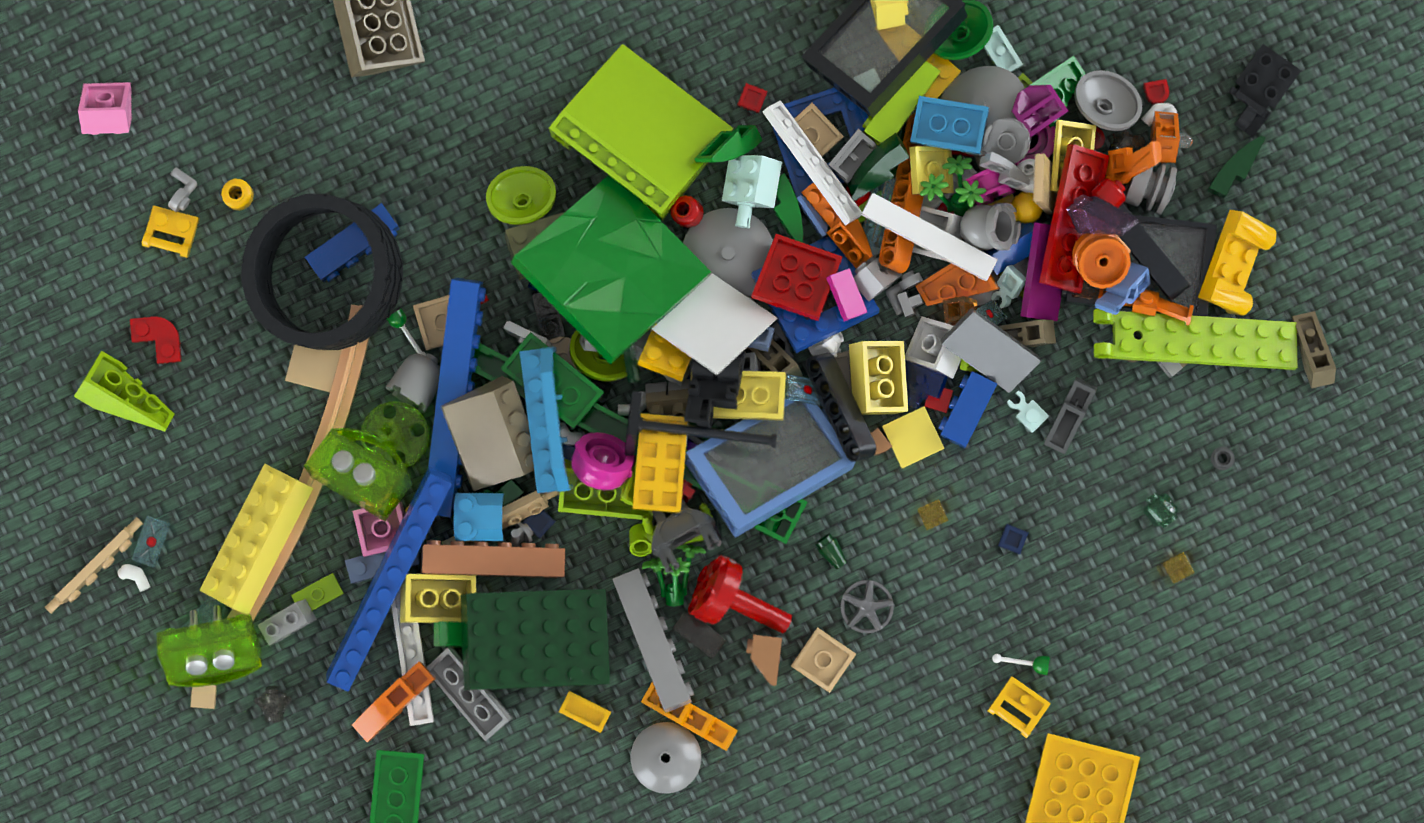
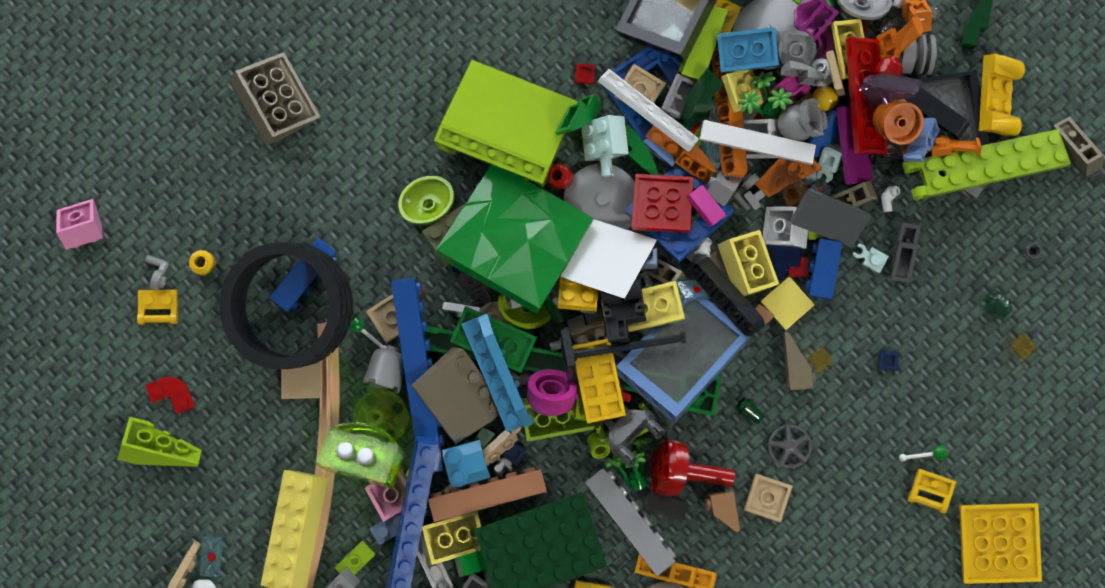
camera: 20 degrees left, 0 degrees up
(902, 519) = (798, 371): none -> dark tan slope
(1069, 345) = (887, 196): none -> white arm

